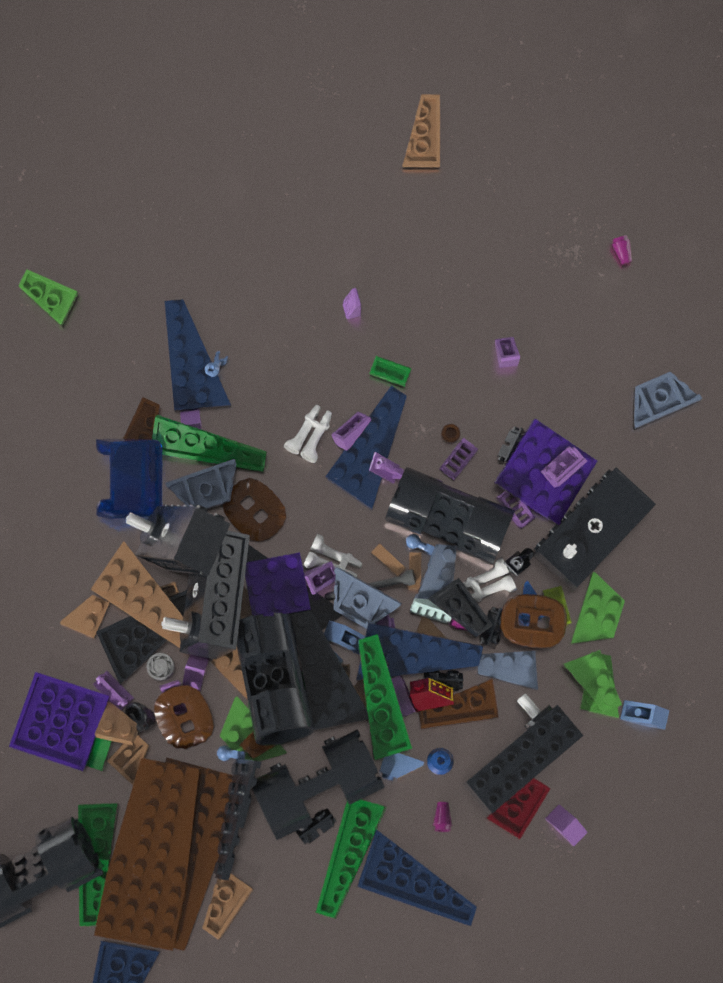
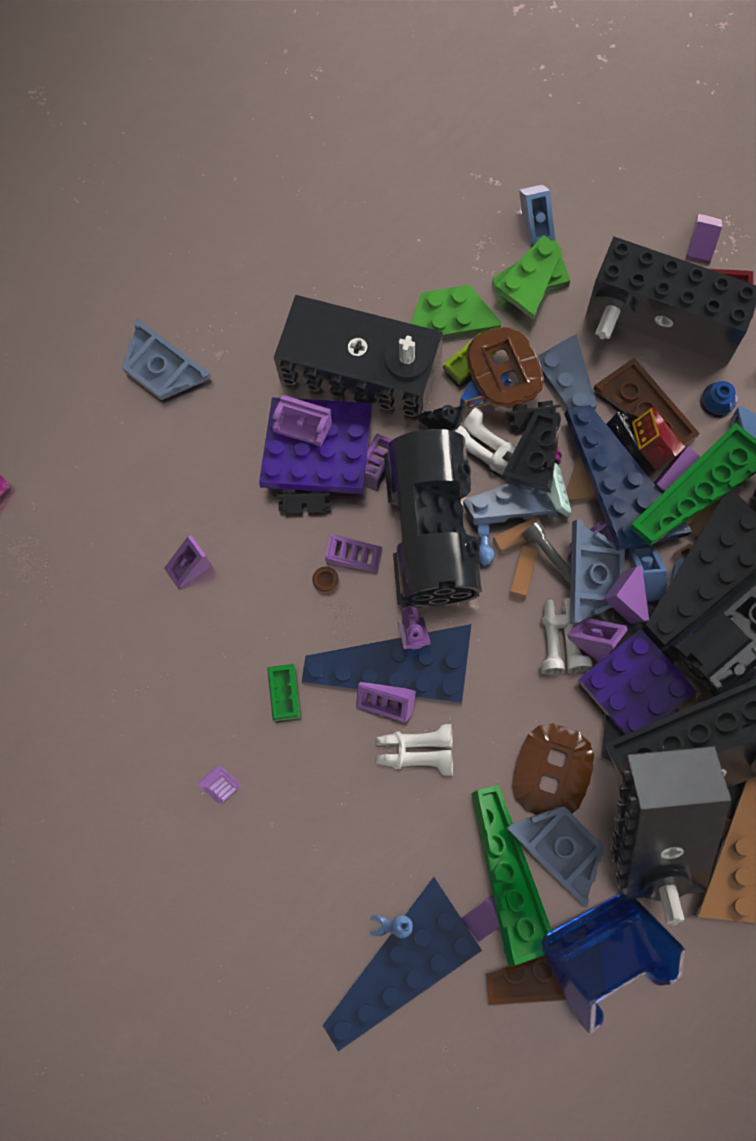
camera: 110 degrees left, 5 degrees down
(335, 611) = (629, 596): none -> medium lavender slope

